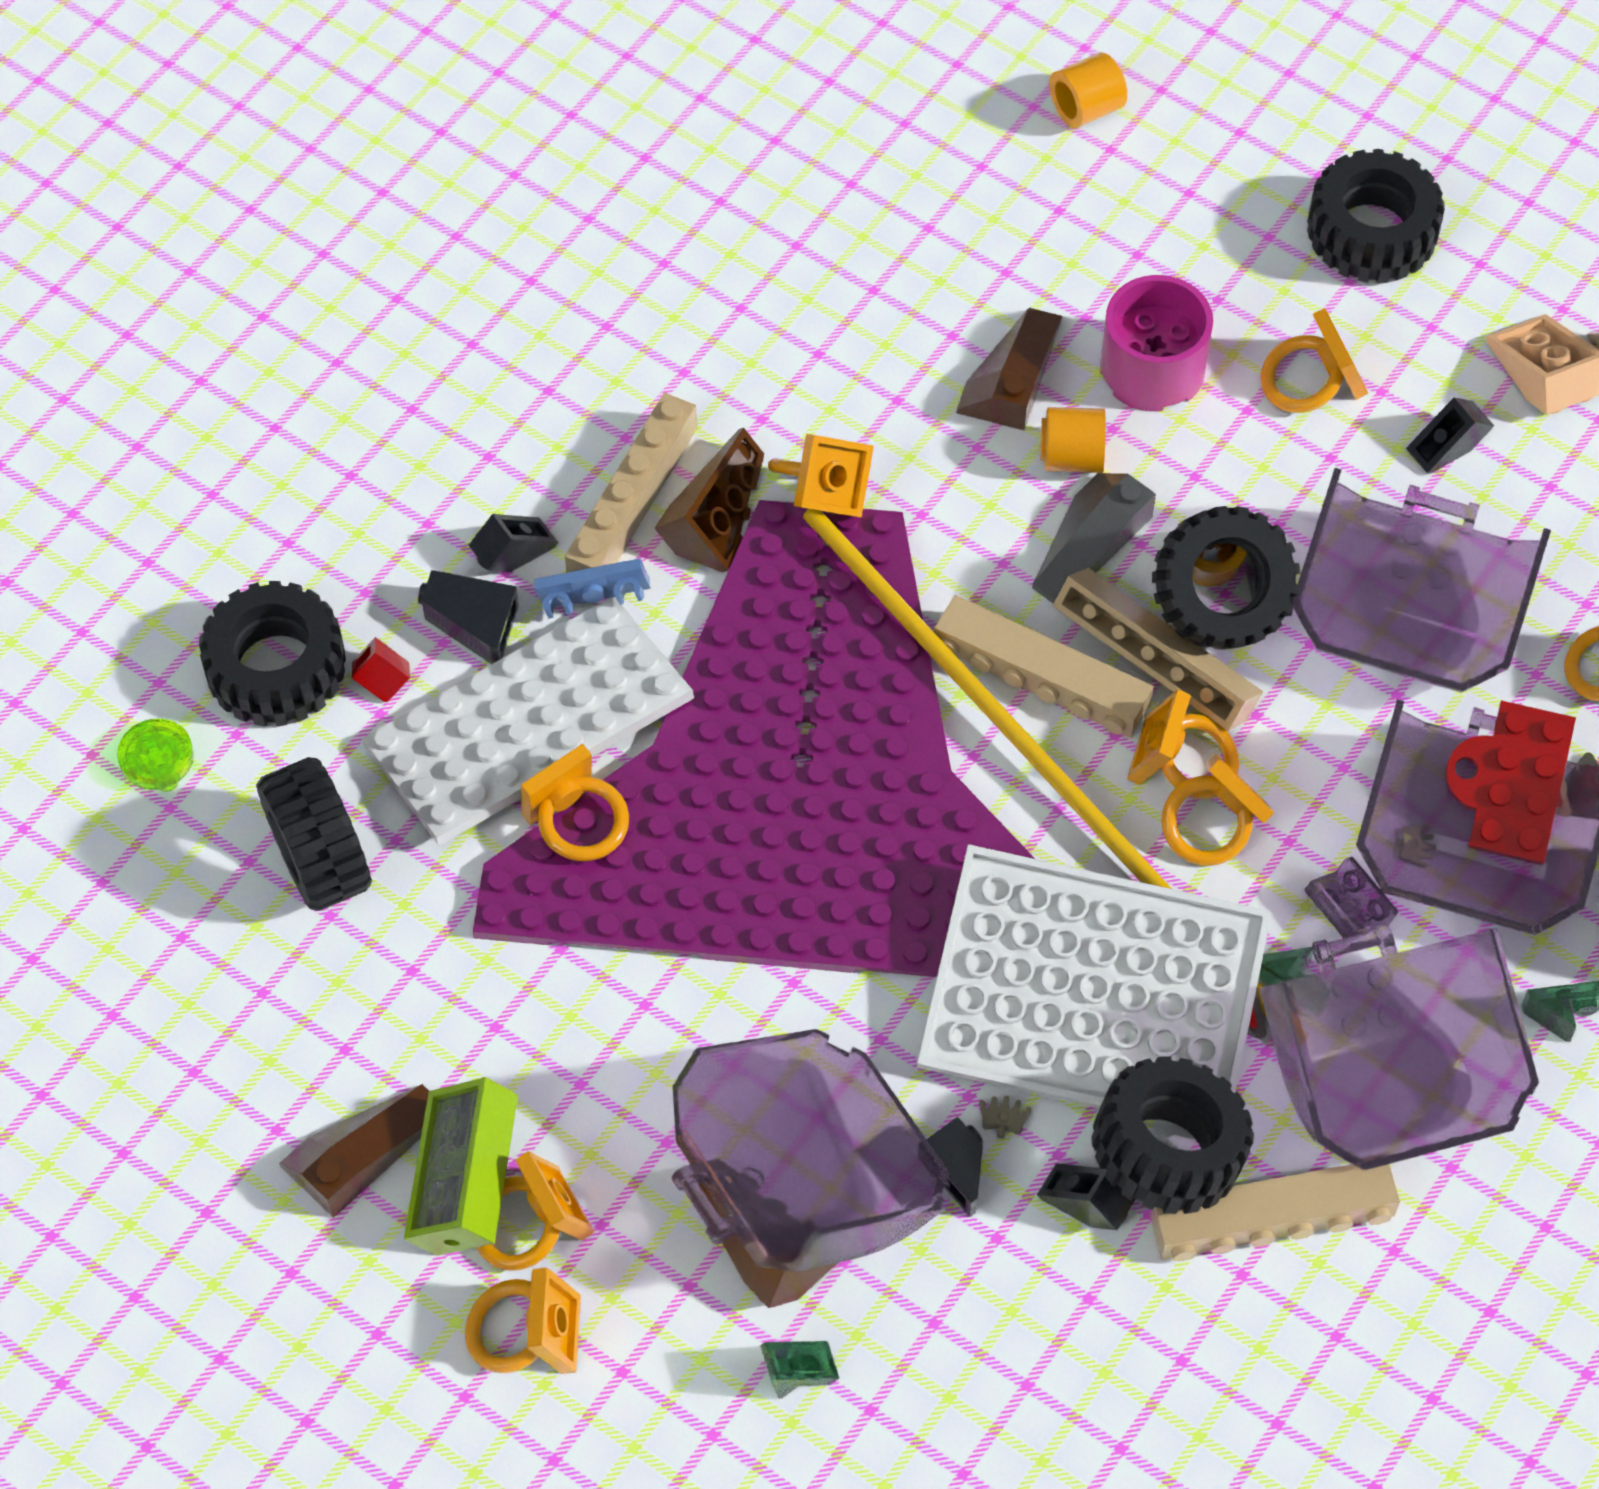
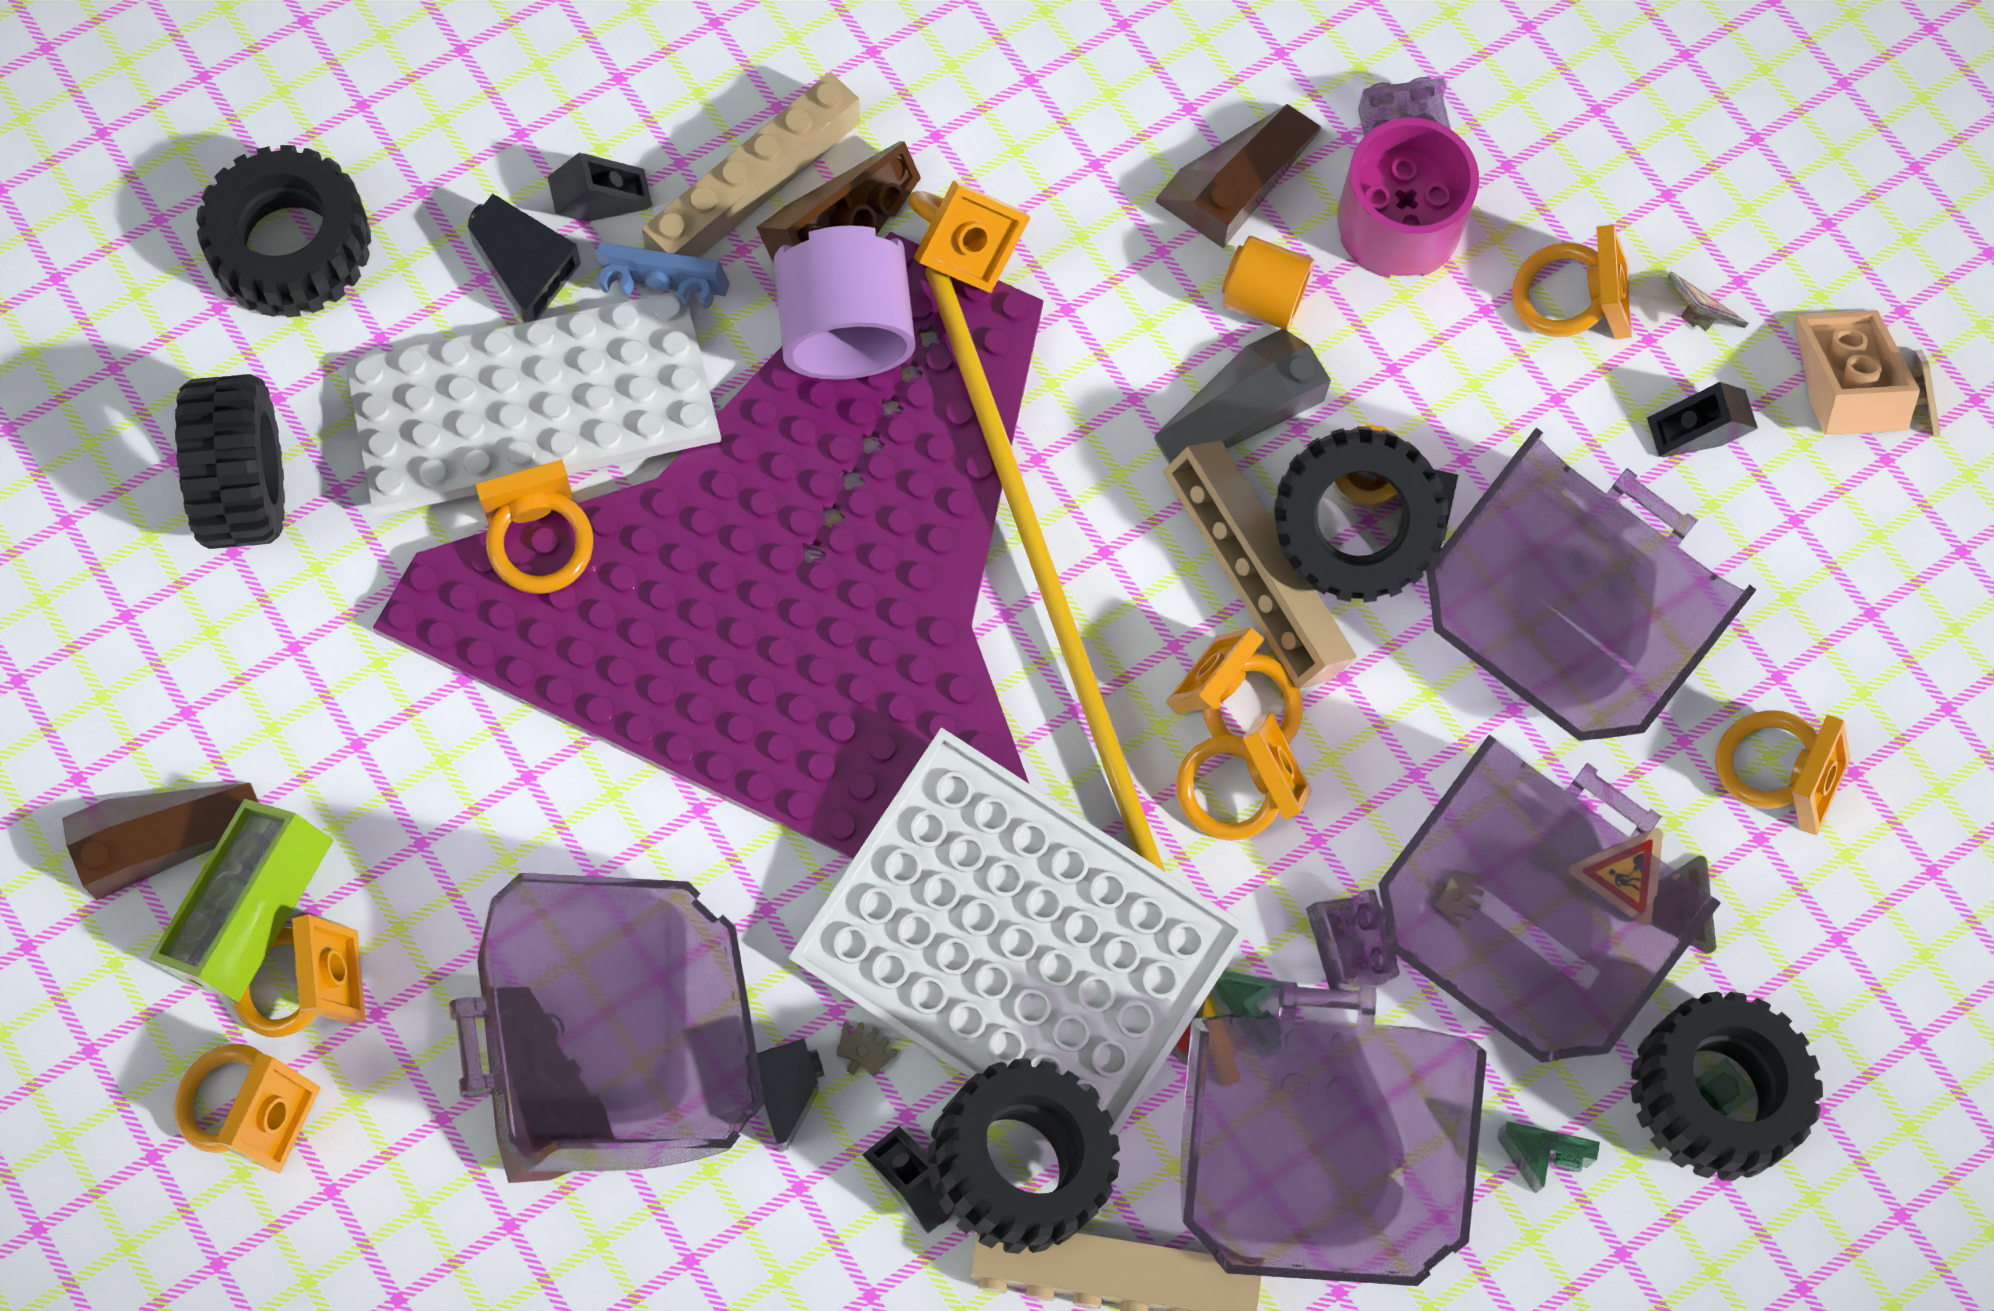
camera: 15 degrees right, 10 degrees up
(155, 754) = (118, 302): clear neon green tile -> none
(380, 670) = (396, 289): red panel -> none
(756, 555) = (844, 303): none -> lavender brick
(799, 1364) = (514, 1259): clear green slope -> none
(1044, 667) = (1123, 539): tan brick -> none
(1108, 278) = (1416, 98): none -> clear purple bracket
(1384, 182) = (1735, 82): black tyre -> none
(1413, 355) = (1703, 308): none -> clear smoke piece
(1514, 781) = (1597, 867): red plate -> none

